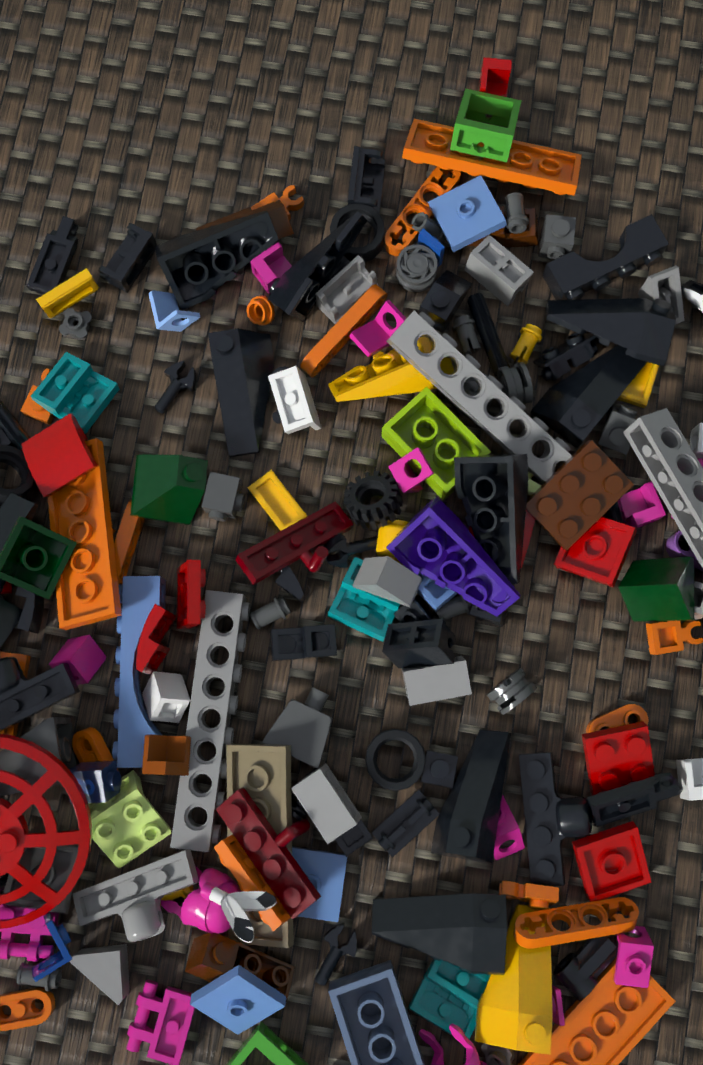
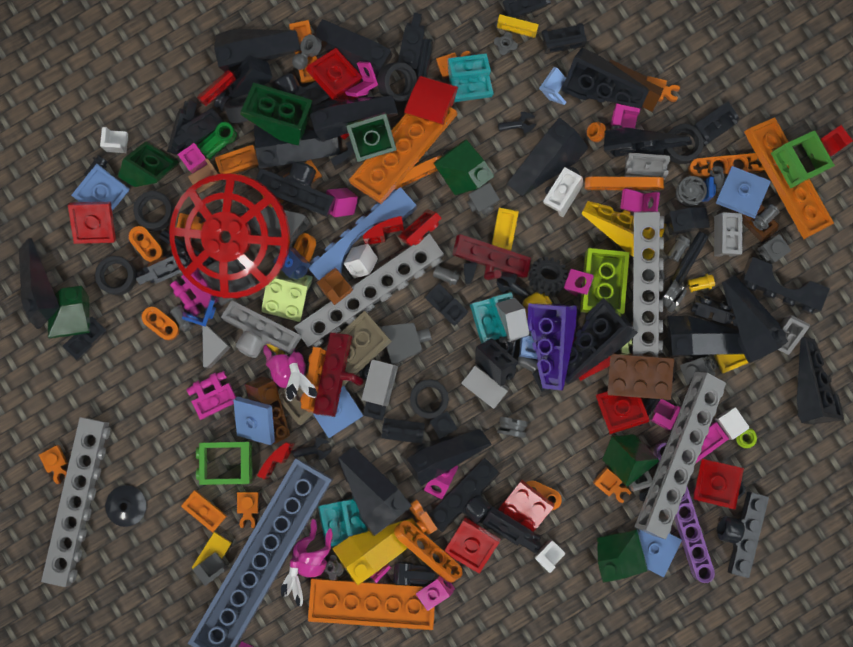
camera: 50 degrees right, 5 degrees up
(308, 1012) = (279, 455): none -> red slope

